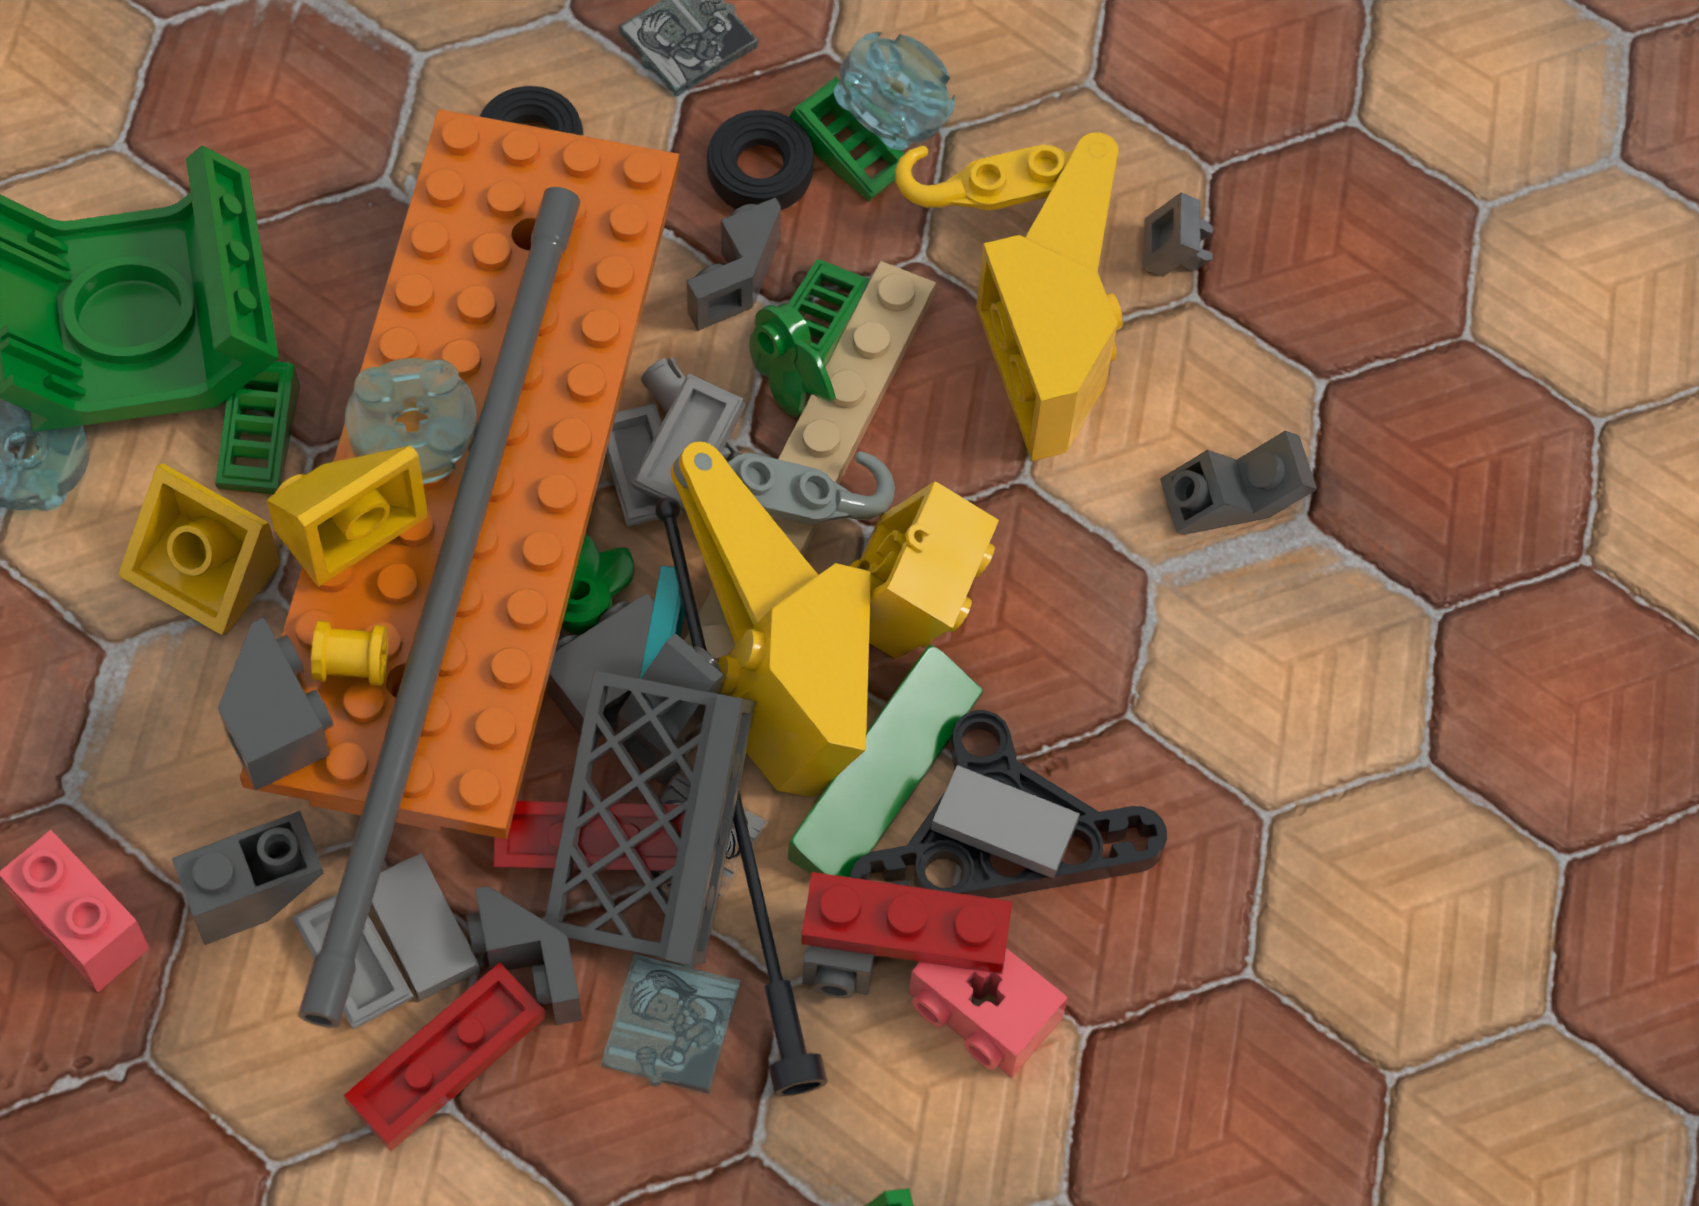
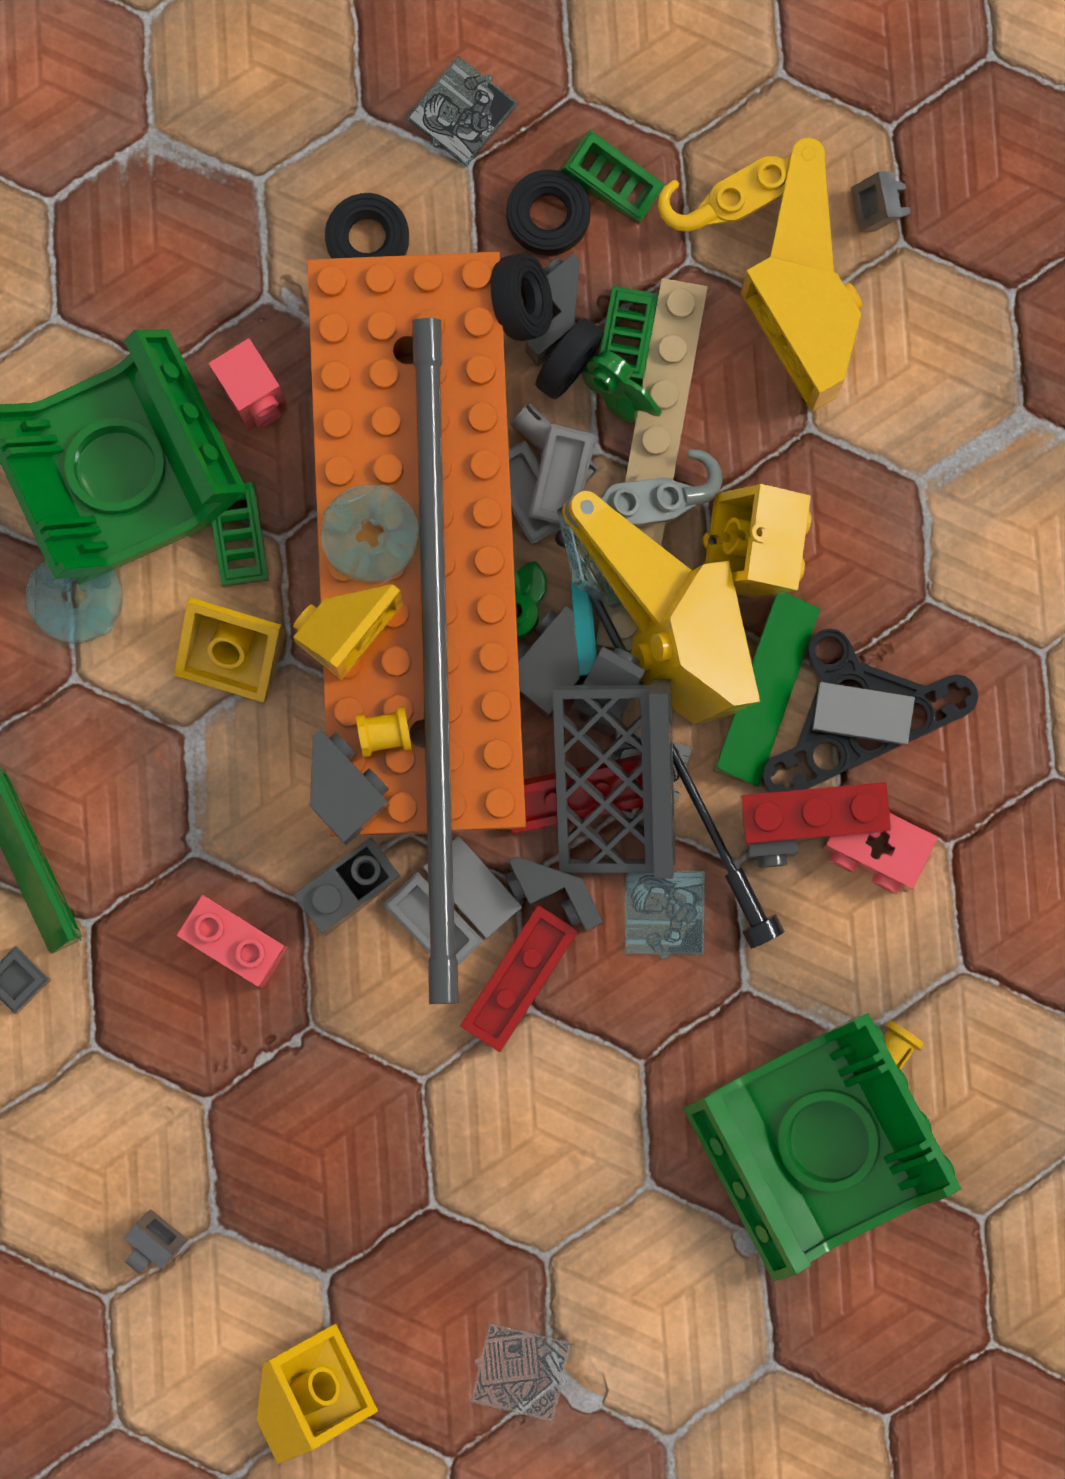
camera: 10 degrees left, 20 degrees up
(324, 249) = (249, 385): none -> coral brick
(672, 537) = (580, 566): none -> clear light blue window
(673, 221) = (509, 279): none -> black tyre
(726, 314) = (569, 358): none -> black tyre
(867, 93) = (618, 141): clear light blue plate -> none
(1226, 492) = (969, 400): dark grey slope -> none

